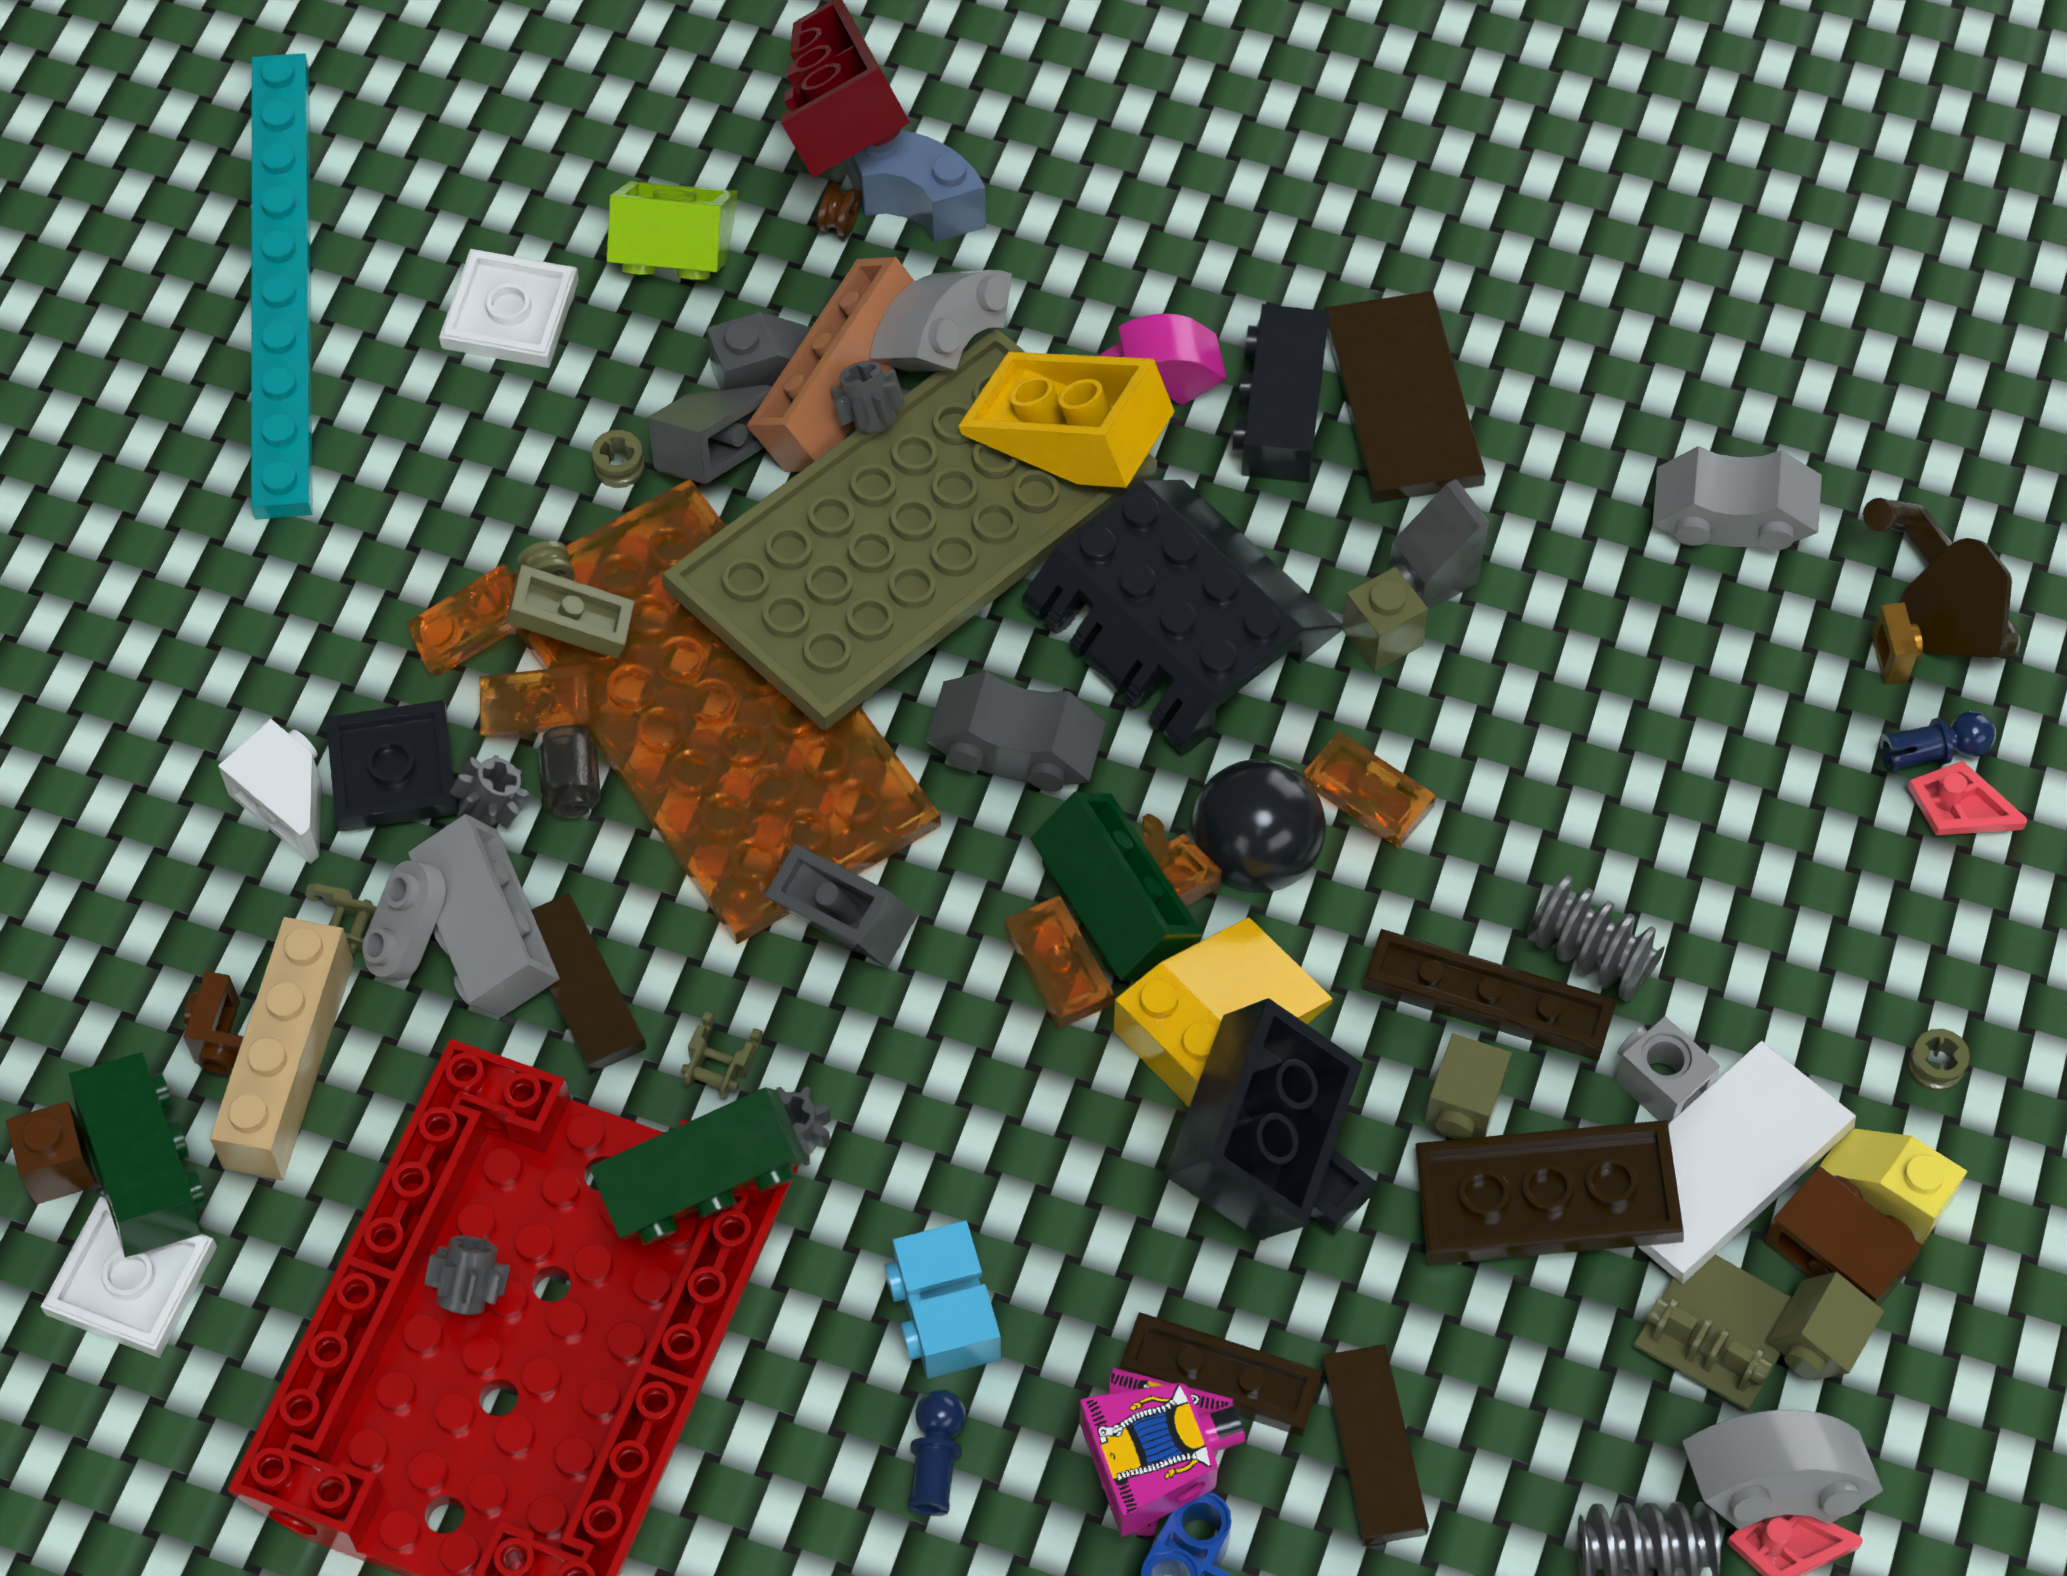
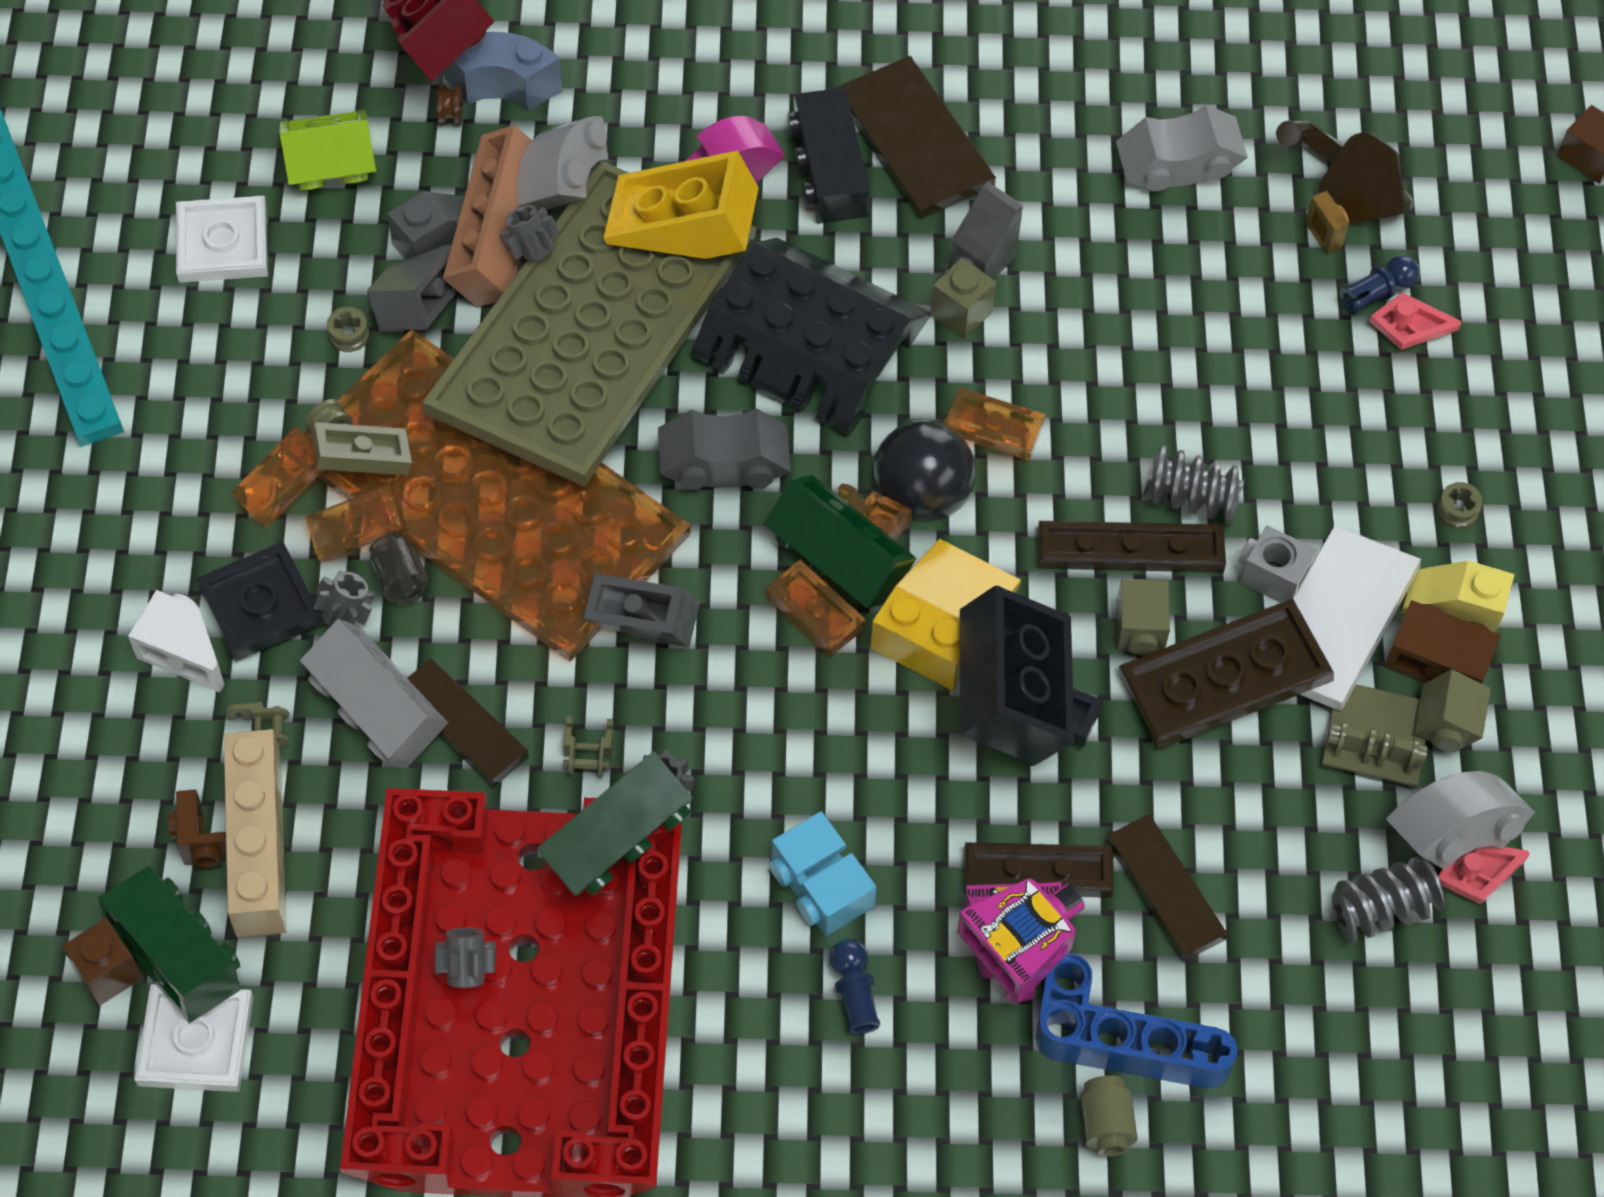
camera: 20 degrees left, 0 degrees up
(404, 920) = (314, 713): light grey plate -> none

